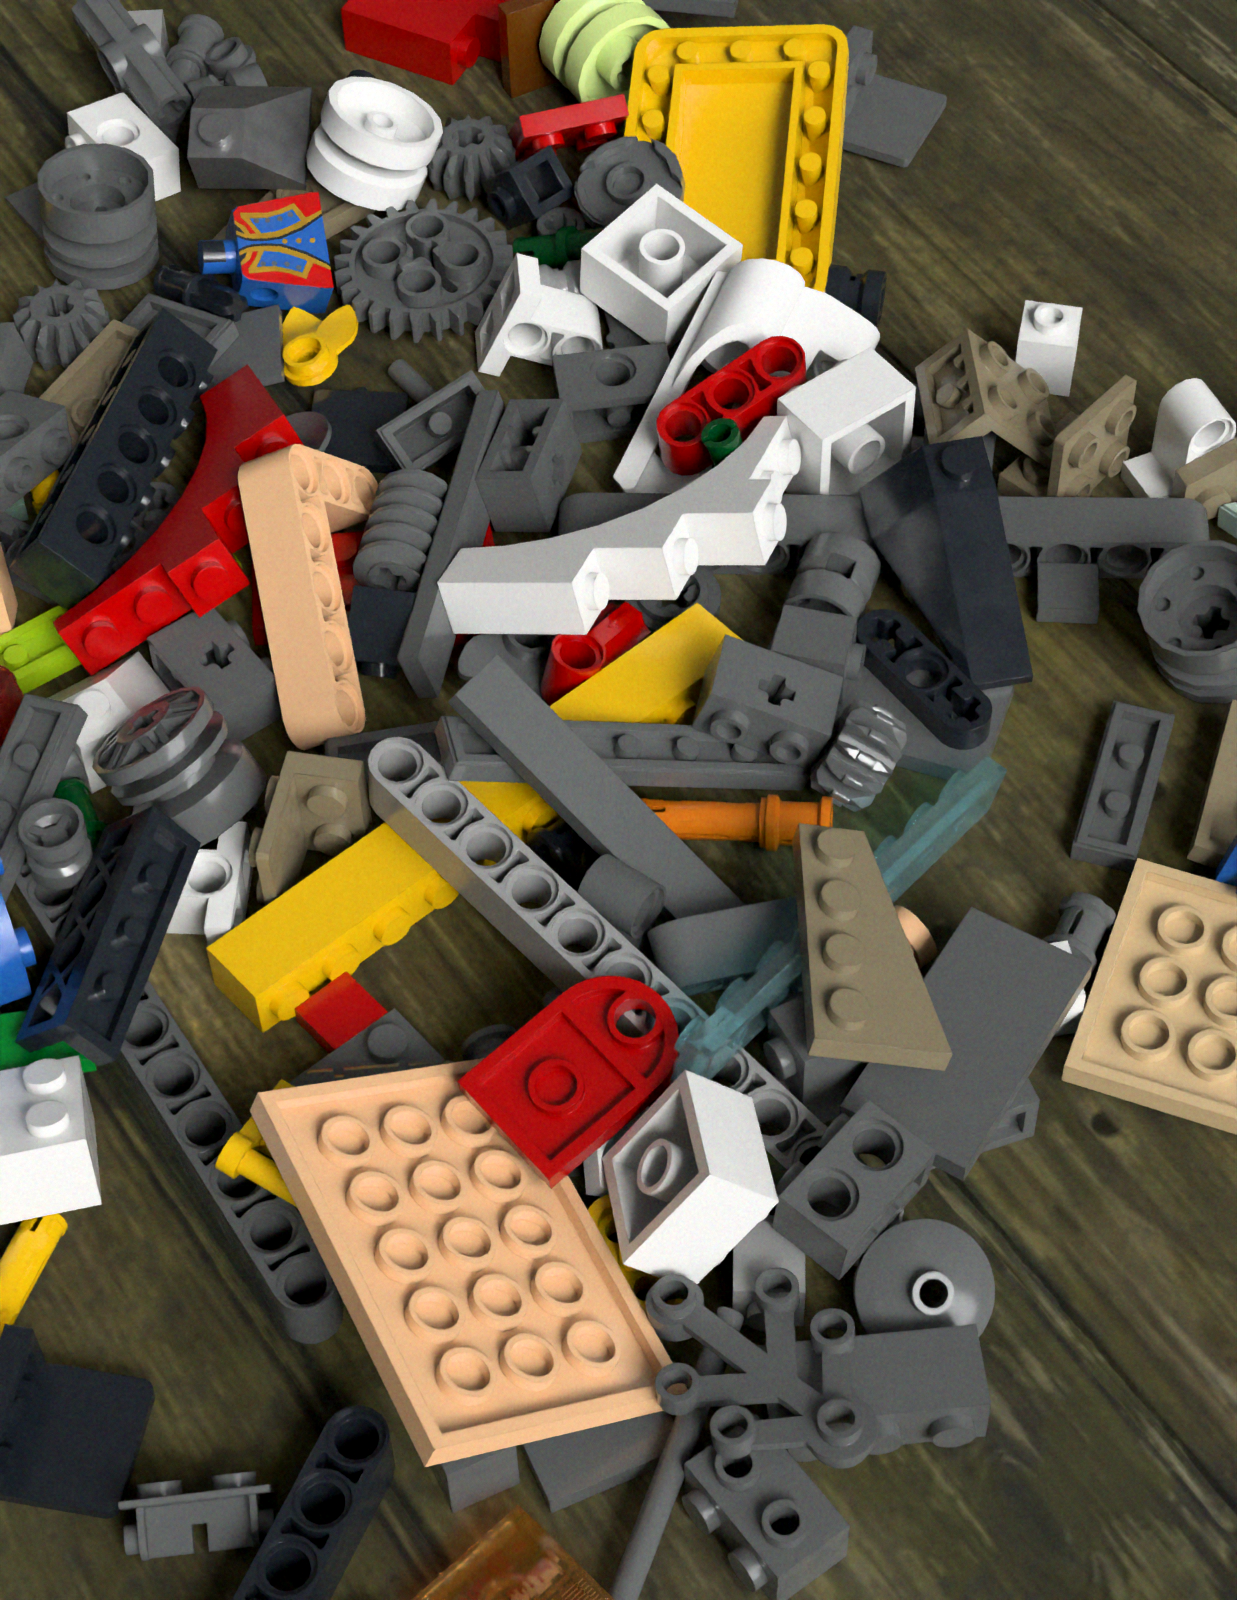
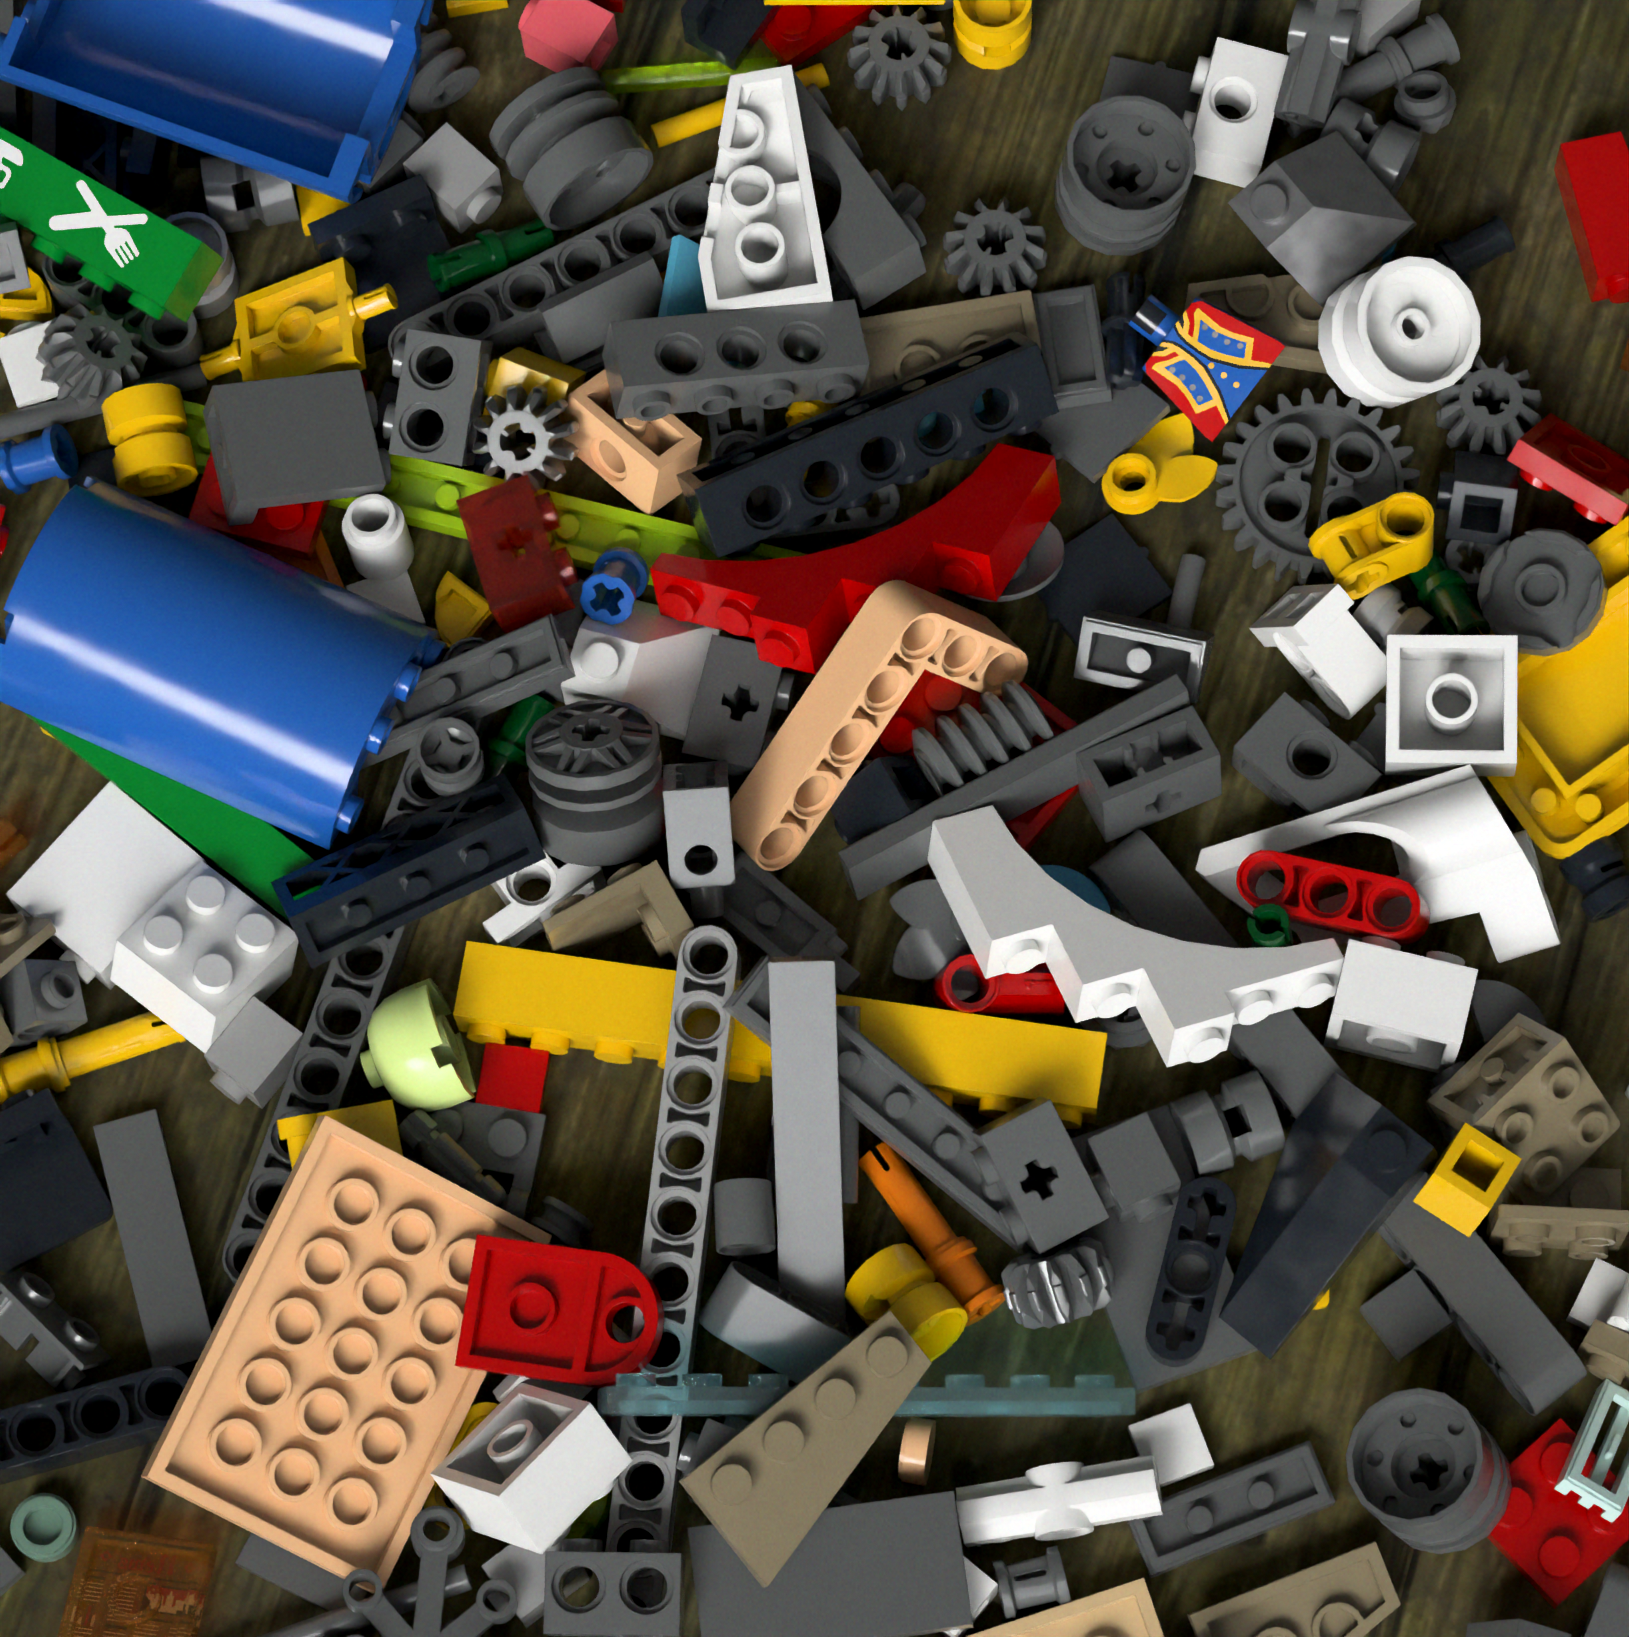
camera: 55 degrees right, 20 degrees up
(56, 662) = (614, 585): none -> blue bush
(134, 1173) = (253, 1054): none -> light grey brick
(208, 1369) = (155, 1239): none -> dark grey tile
(255, 1042) = (417, 1051): none -> yellowish green cylinder
(286, 712) = (695, 815): none -> torso
(502, 229) = (1370, 549): none -> yellow piece
(756, 860) = (905, 1285): none -> yellow wheel
(1020, 452) = (1467, 1180): none -> yellow brick
(1037, 860) = (1059, 1501): none -> white piece
(1042, 788) = (1174, 1443): none -> white tile

